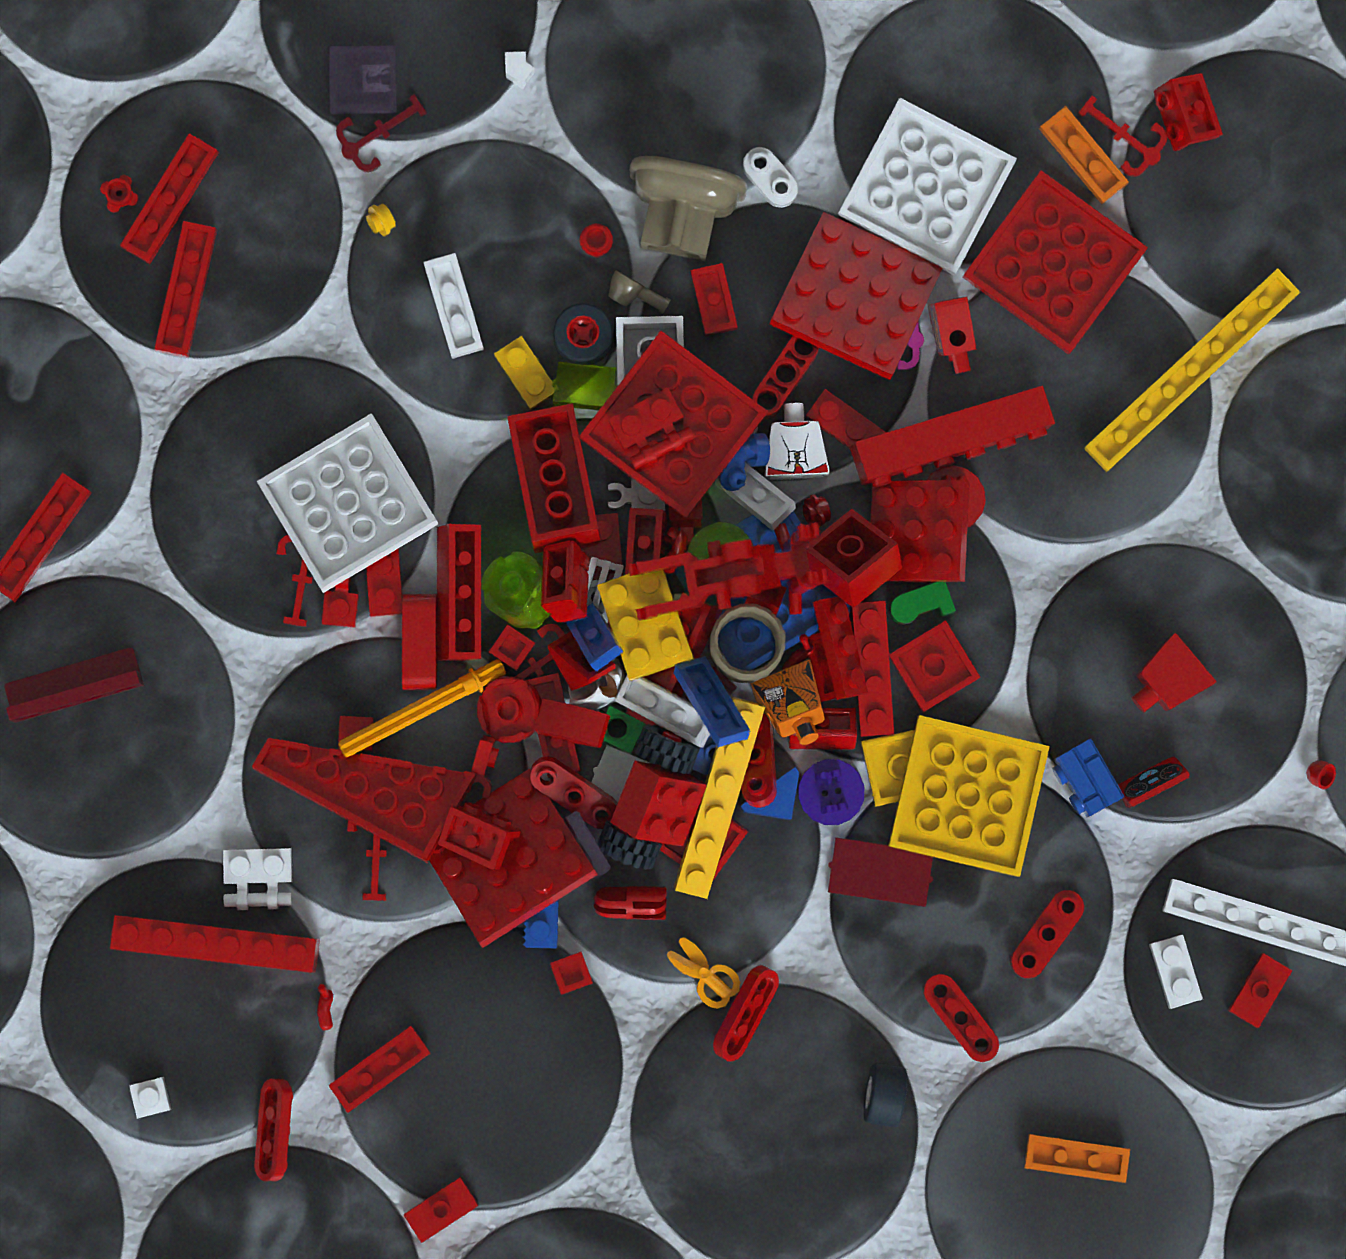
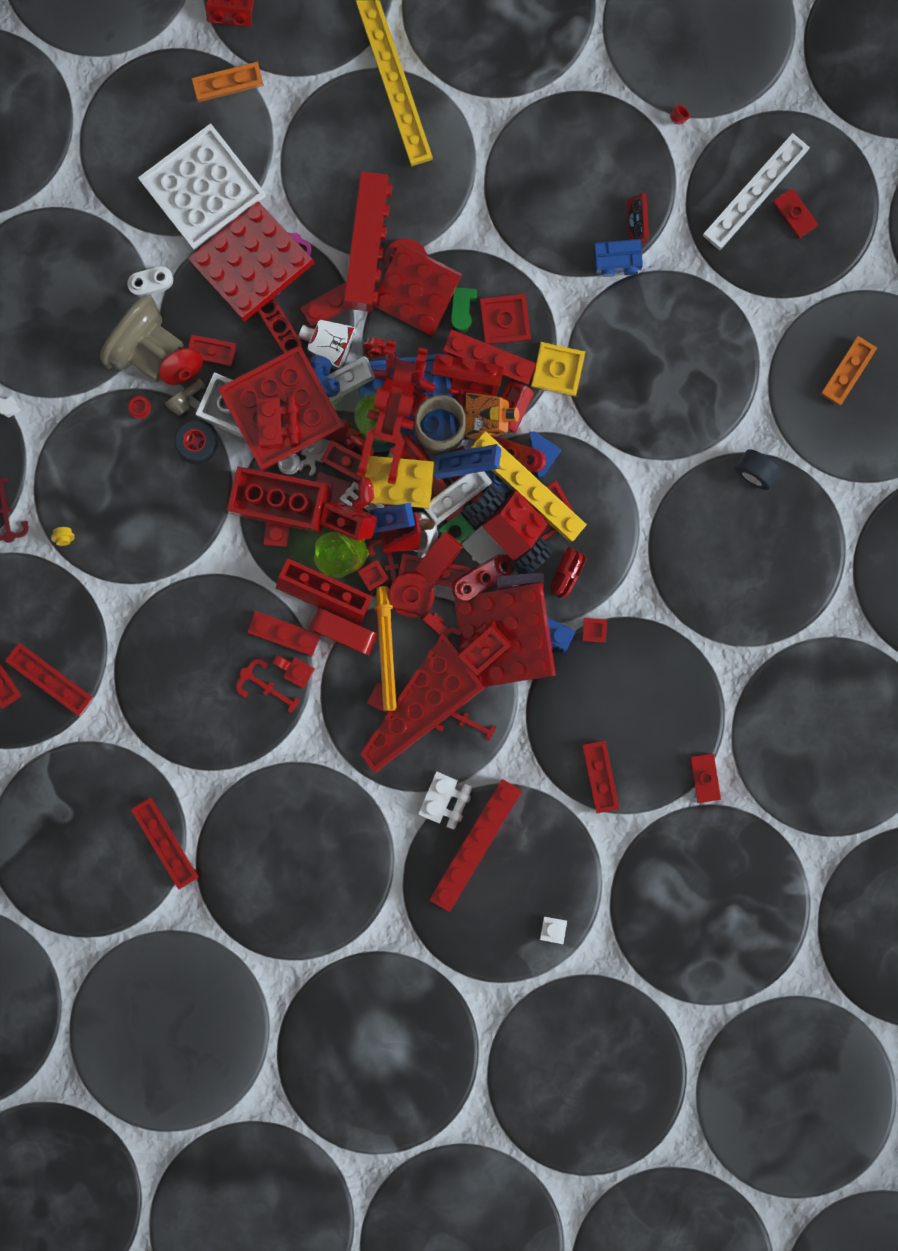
camera: 60 degrees left, 0 degrees up
(73, 685) = (269, 863): dark red panel -> none
(273, 1129) = (609, 860): red plate -> none
(323, 1009) = (544, 794): red piece -> none
(347, 503) = (234, 637): white plate -> none
(453, 305) = (139, 515): white plate -> none
(507, 496) = (276, 535): none -> red plate
(525, 372) = (203, 489): yellow plate -> none
(583, 385) = (228, 455): clear neon green piece -> none
(608, 473) = (290, 465): none -> white plate
(609, 587) = (366, 494): none -> red arm
(672, 268) = (180, 366): none -> red dish
(698, 968) = (626, 550): light orange piece -> none
(746, 1013) = (668, 533): red plate -> none
(828, 776) = (544, 416): dark purple plate -> none
(855, 557) = (415, 329): red brick -> none
(879, 872) = (617, 411): dark red piece -> none
(949, 317) = (292, 209): red torso -> none
(968, 796) = (595, 335): yellow plate -> none
(974, 1026) = (738, 396): red plate -> none
(1036, 945) = (703, 336): red plate -> none
(1055, 262) = (286, 130): red plate -> none
(1150, 155) = (247, 42): red piece -> none
(1171, 676) = (578, 177): red torso -> none
(1175, 971) = (760, 259): white plate -> none

